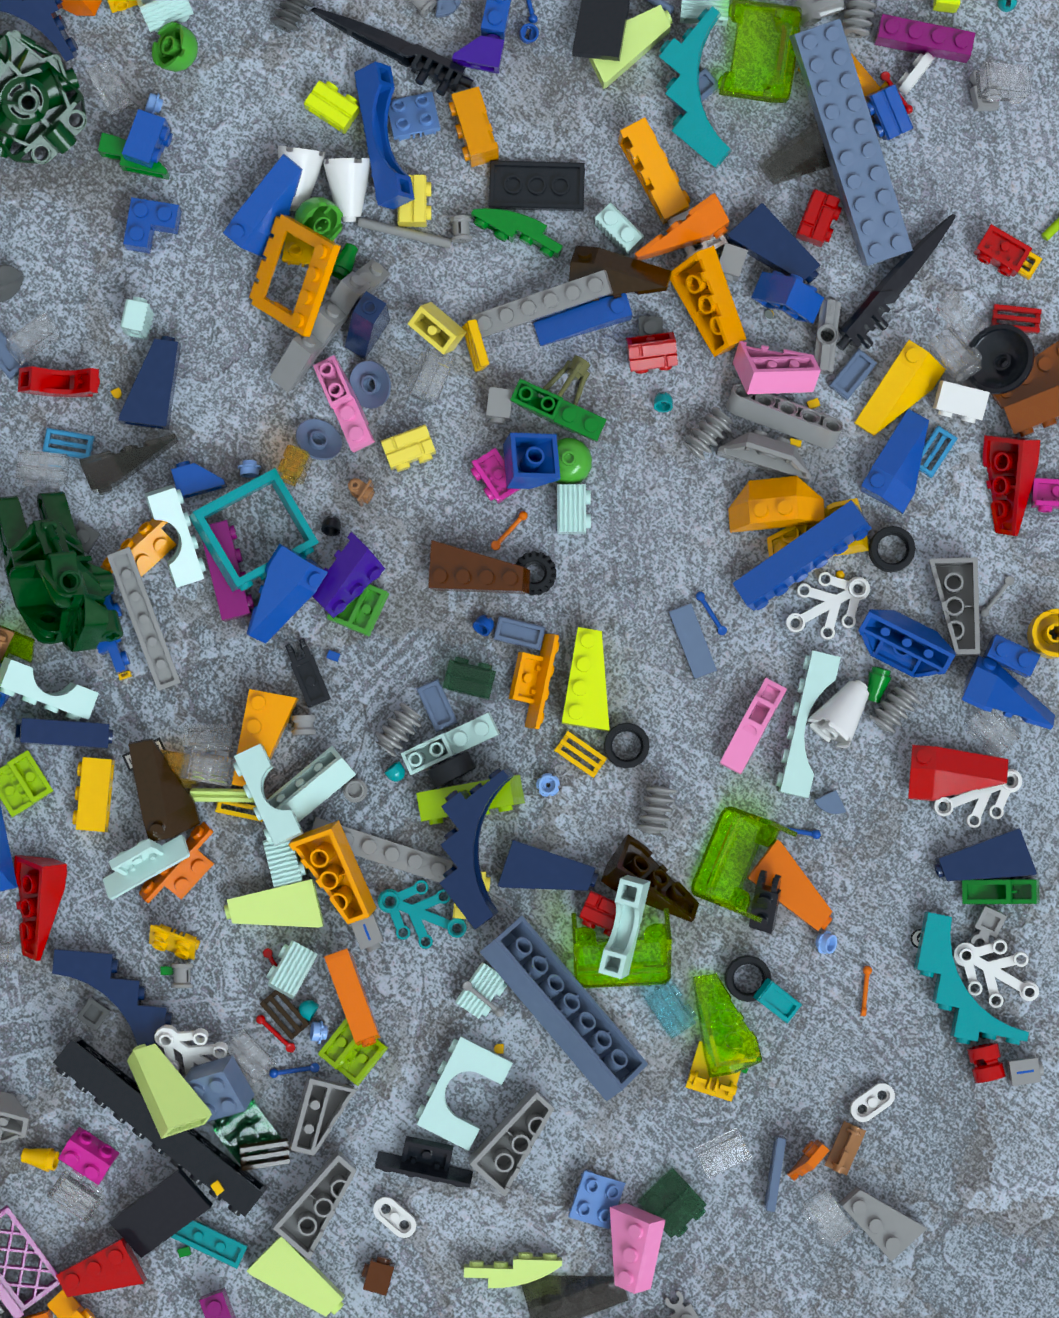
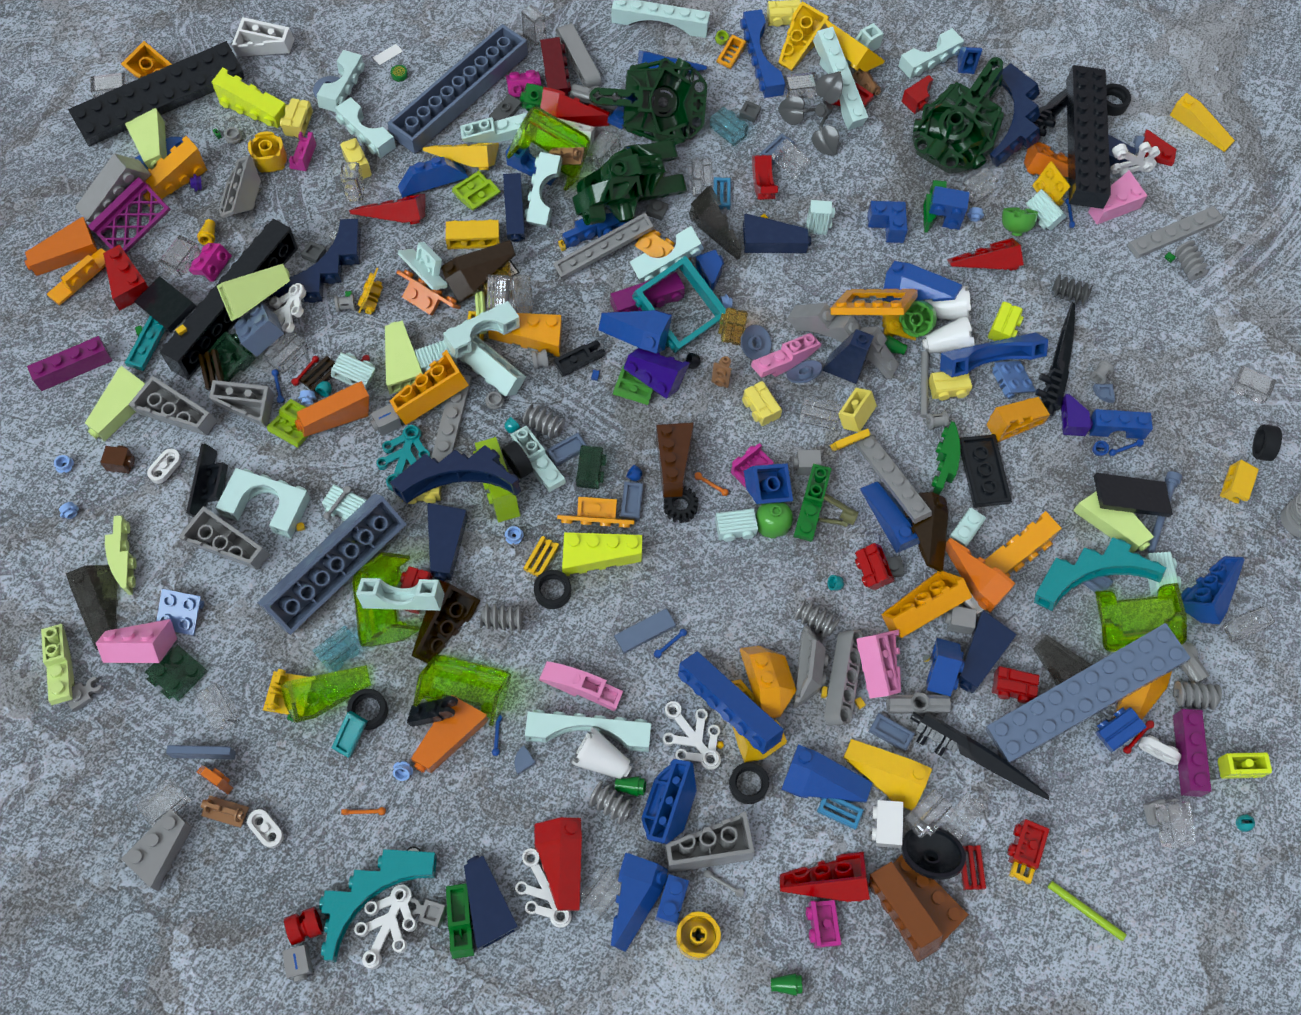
camera: 85 degrees right, 20 degrees down
(227, 93) = (1000, 255): none -> red wedge

